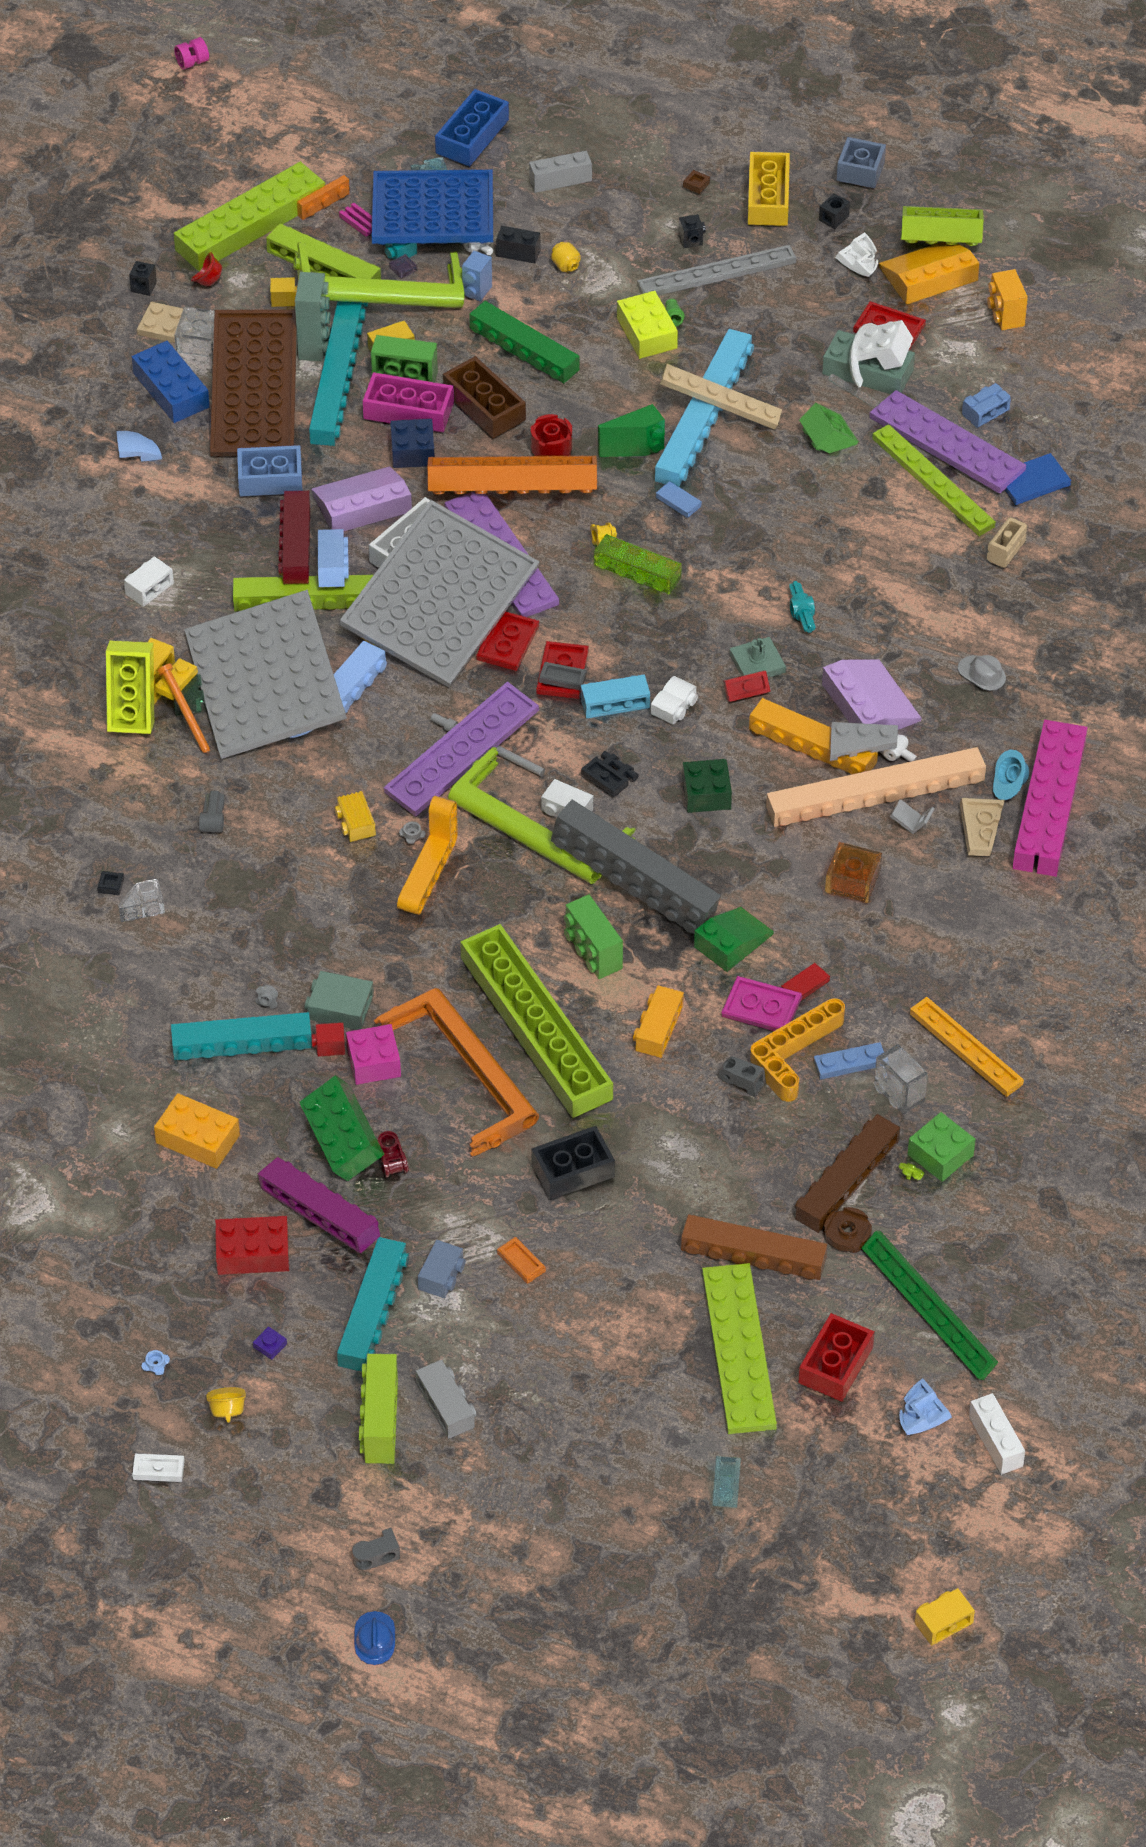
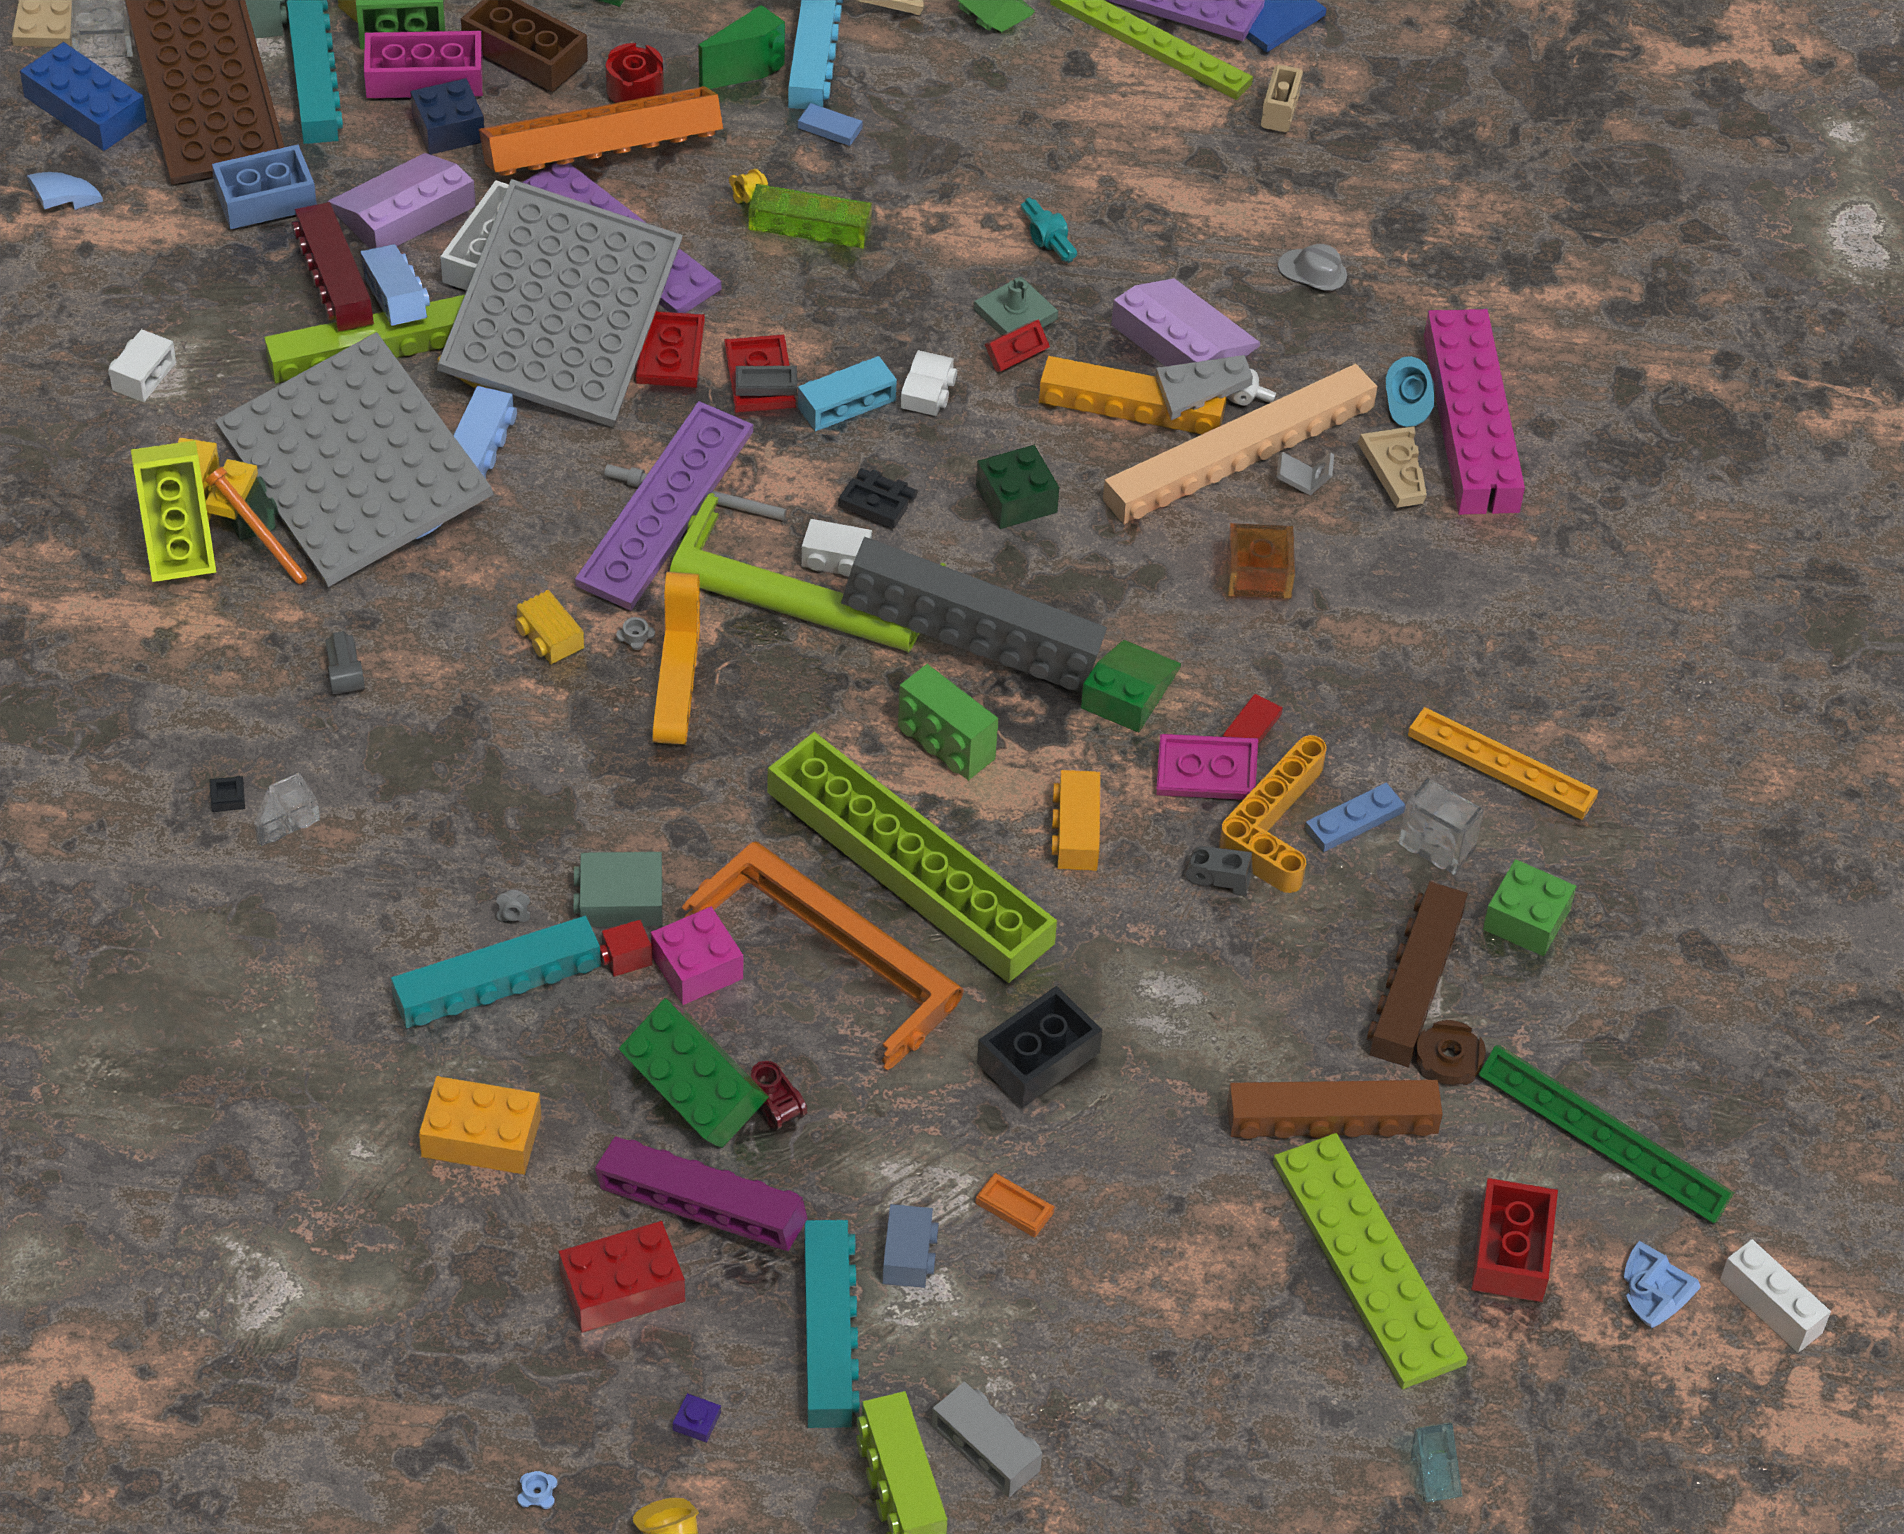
camera: 20 degrees left, 0 degrees up
(911, 1170) = (1501, 951): lime plant -> none

